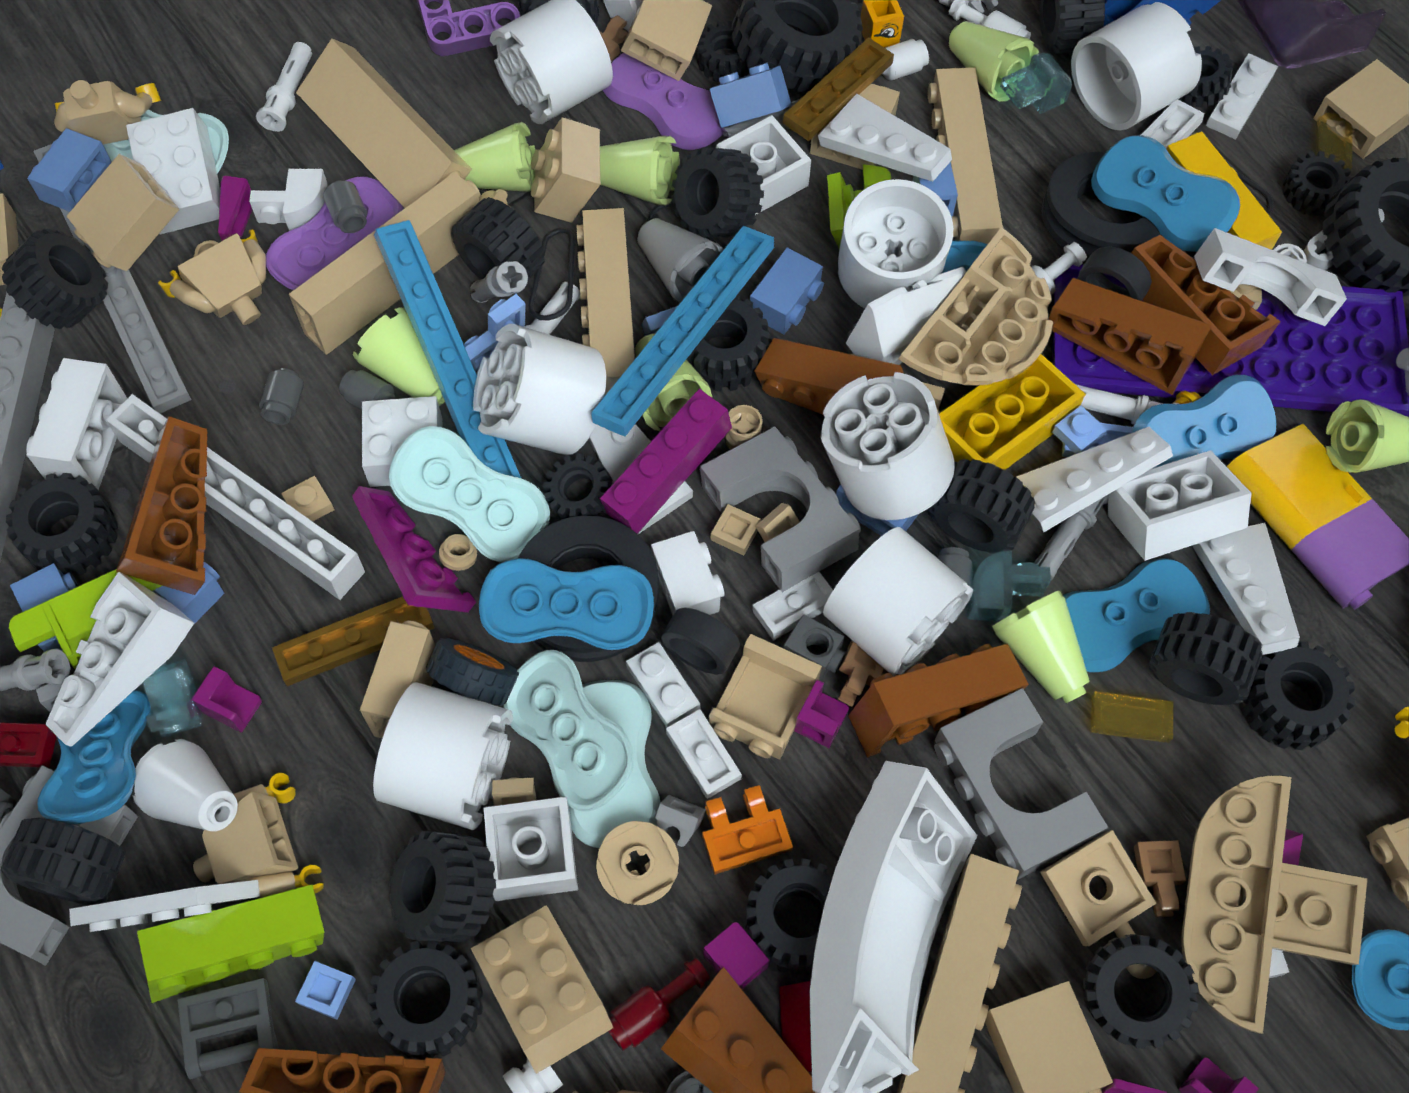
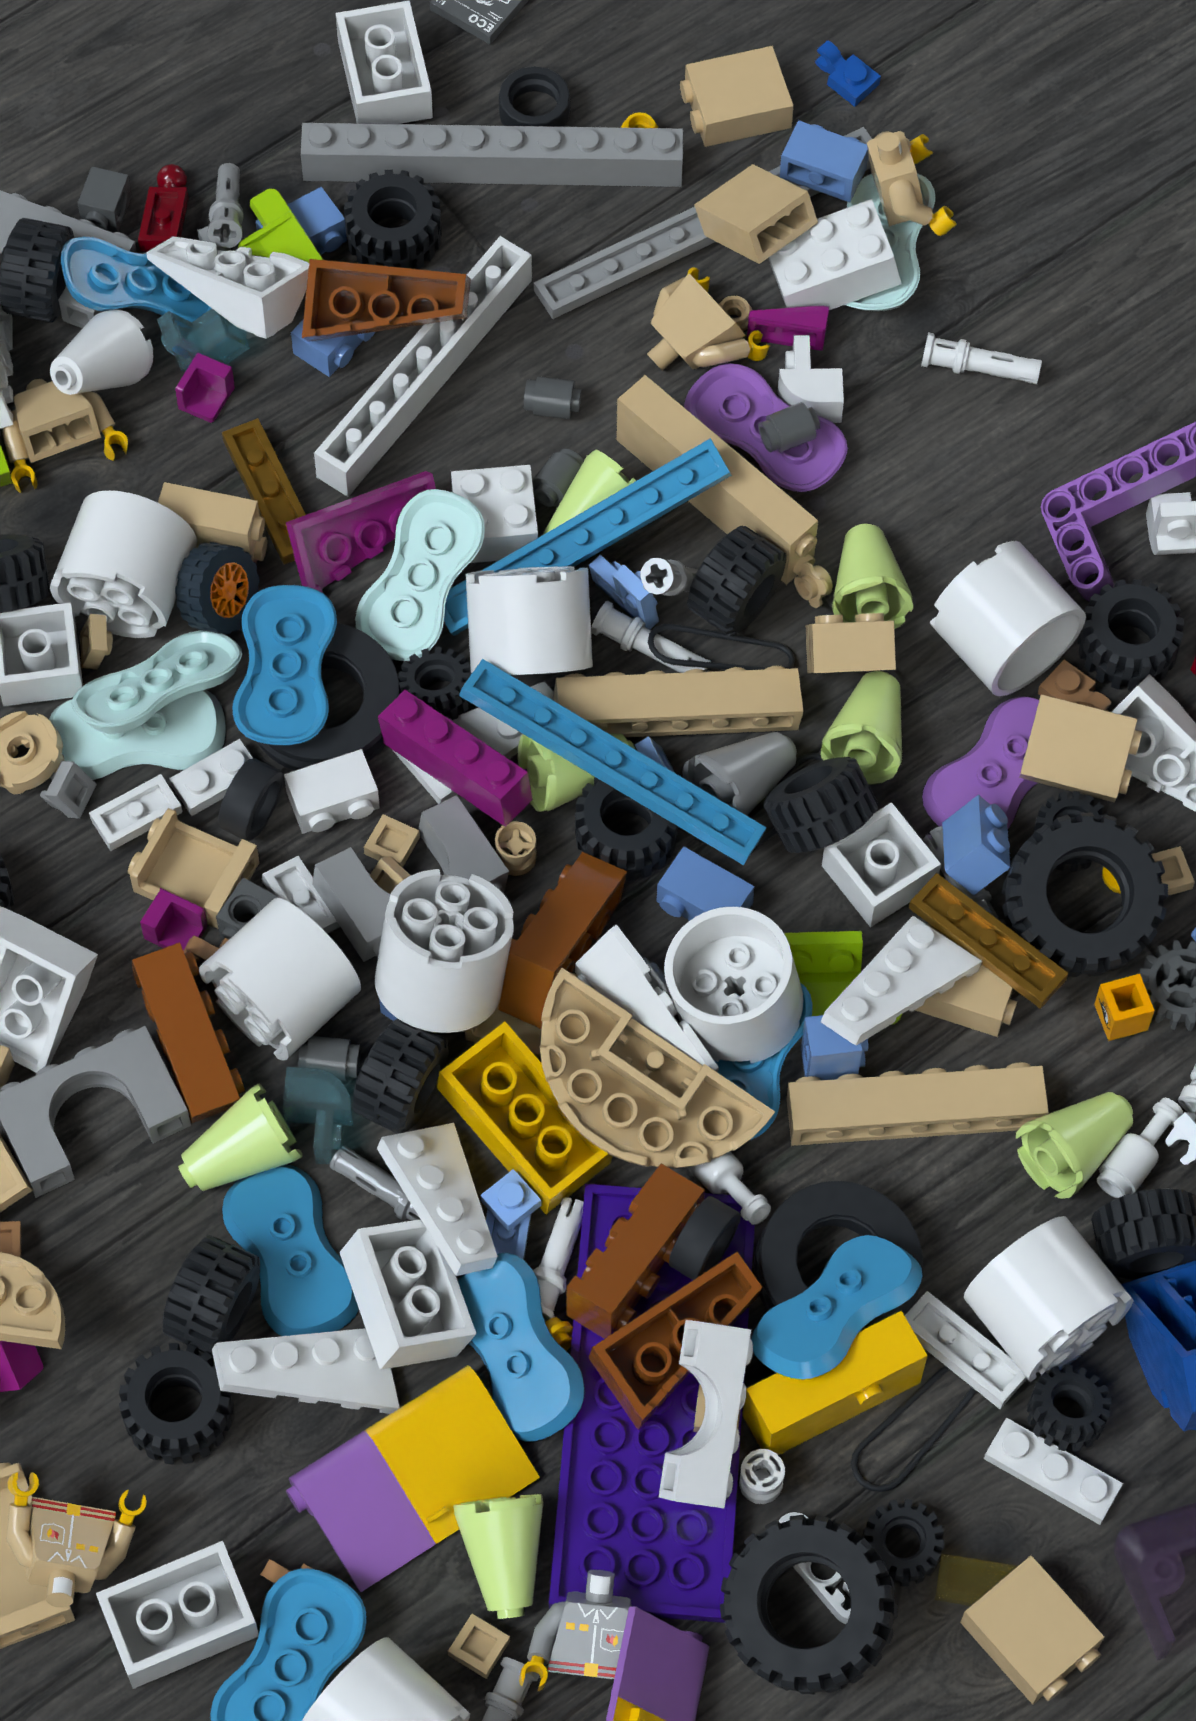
camera: 90 degrees right, 0 degrees up
(54, 279) = (645, 150): black tyre -> none
(73, 422) = (483, 207): white brick -> none
(308, 499) = (430, 437): tan plate -> none
(378, 124) = (906, 455): tan brick -> none
(457, 544) = (363, 567): tan plate -> none
(745, 840) = (42, 852): orange plate -> none
(908, 59) = (1071, 1035): white piece -> none
(1039, 84) = (1033, 1189): clear light blue brick -> none
(1132, 717) = (165, 1238): clear yellow tile -> none

